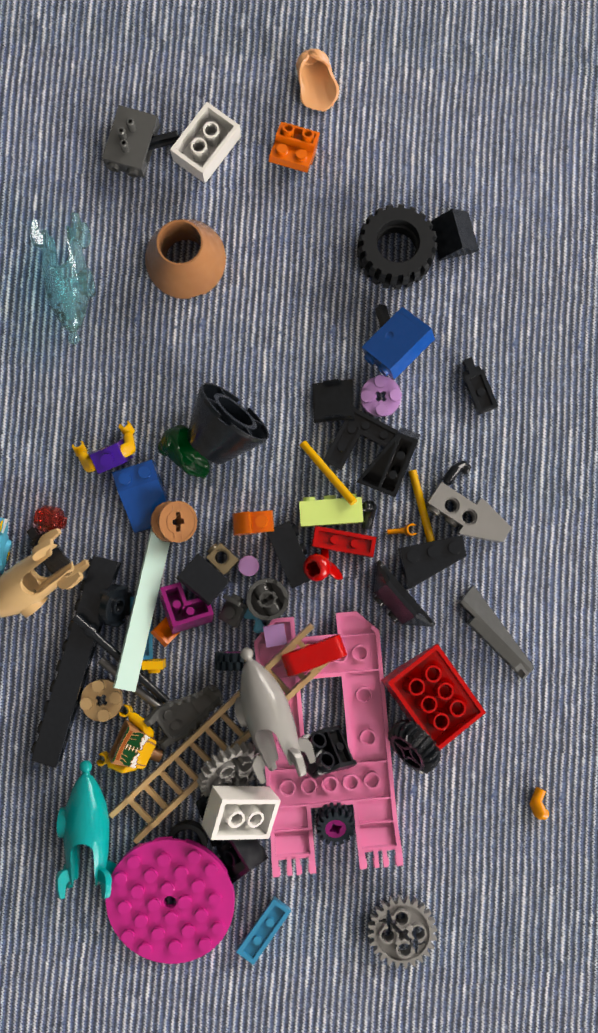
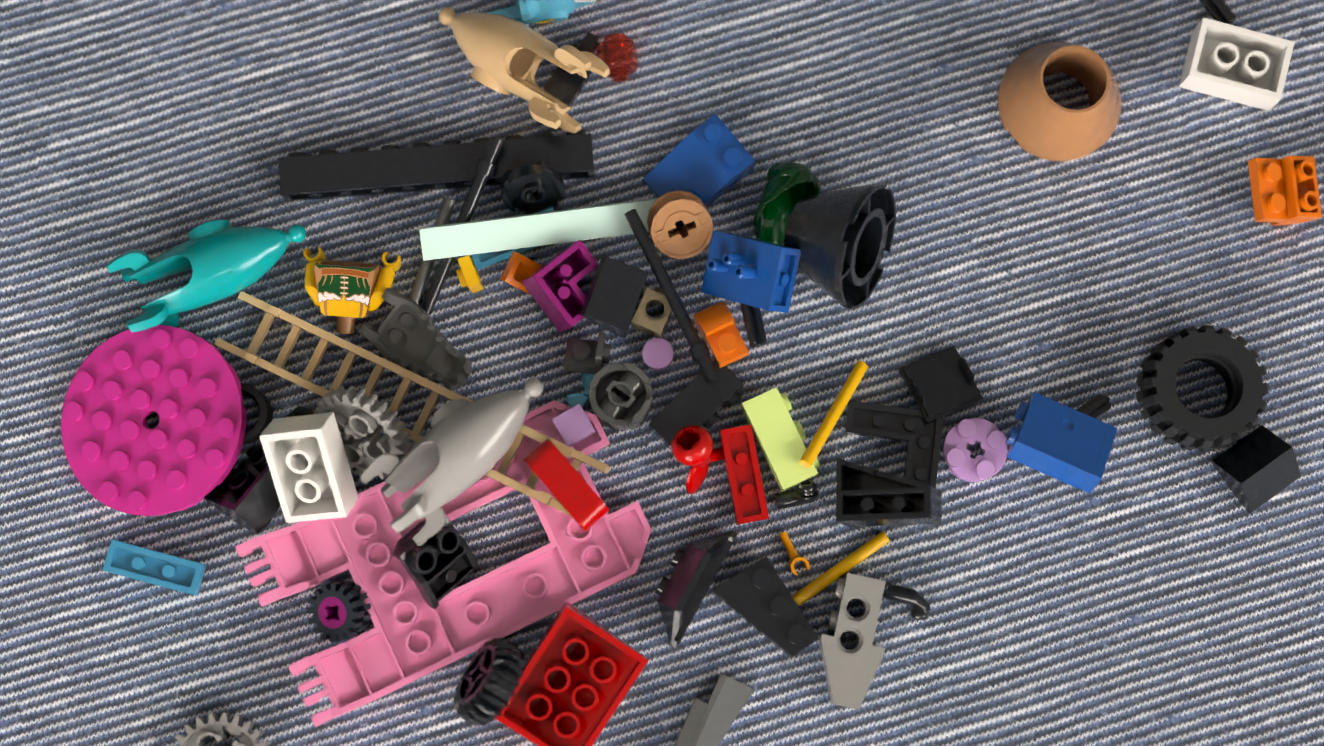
camera: 70 degrees right, 5 degrees down
(89, 700) = (385, 208): tan plate -> none
(110, 455) = (738, 102): torso -> none
(225, 488) = (752, 274): none -> blue piece
(229, 661) = (513, 373): black wheel -> none
(259, 540) = (698, 350): none -> black bar
(478, 387) = (1045, 587): black hinge -> none

